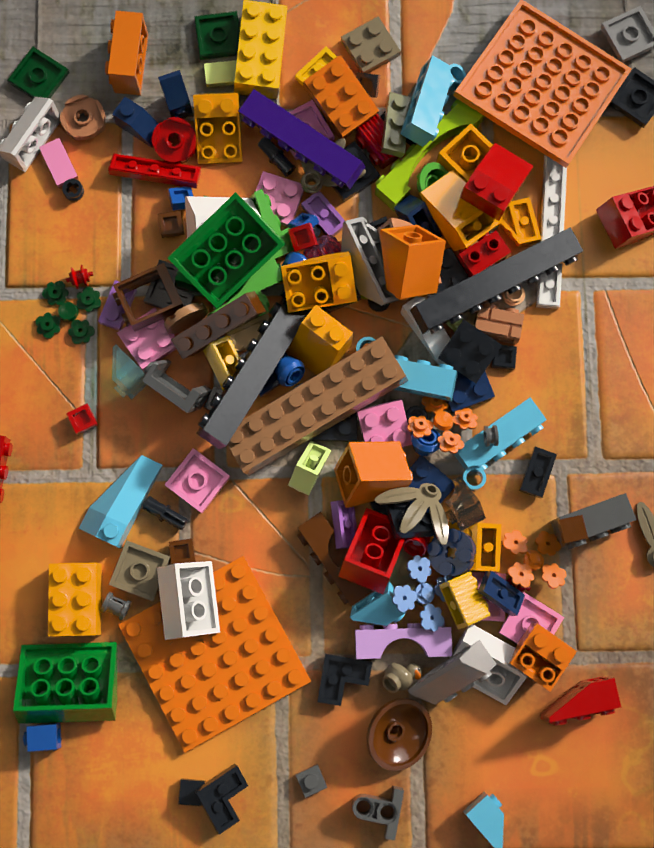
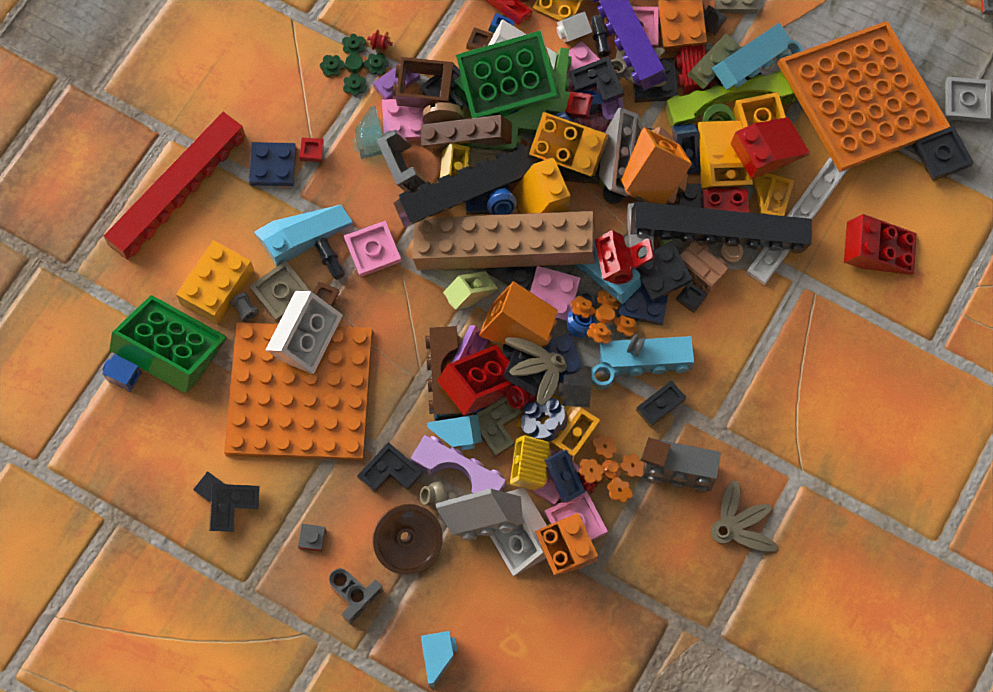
camera: 35 degrees right, 10 degrees down
(54, 453) = (272, 164): none -> dark blue plate
(249, 162) = (573, 27): none -> white brick
(304, 196) = (599, 74): none -> black plate
(422, 593) = (499, 438): medium blue plant -> none
(431, 366) = (619, 260): none -> red piece
(585, 698) = (581, 604): red slope -> none

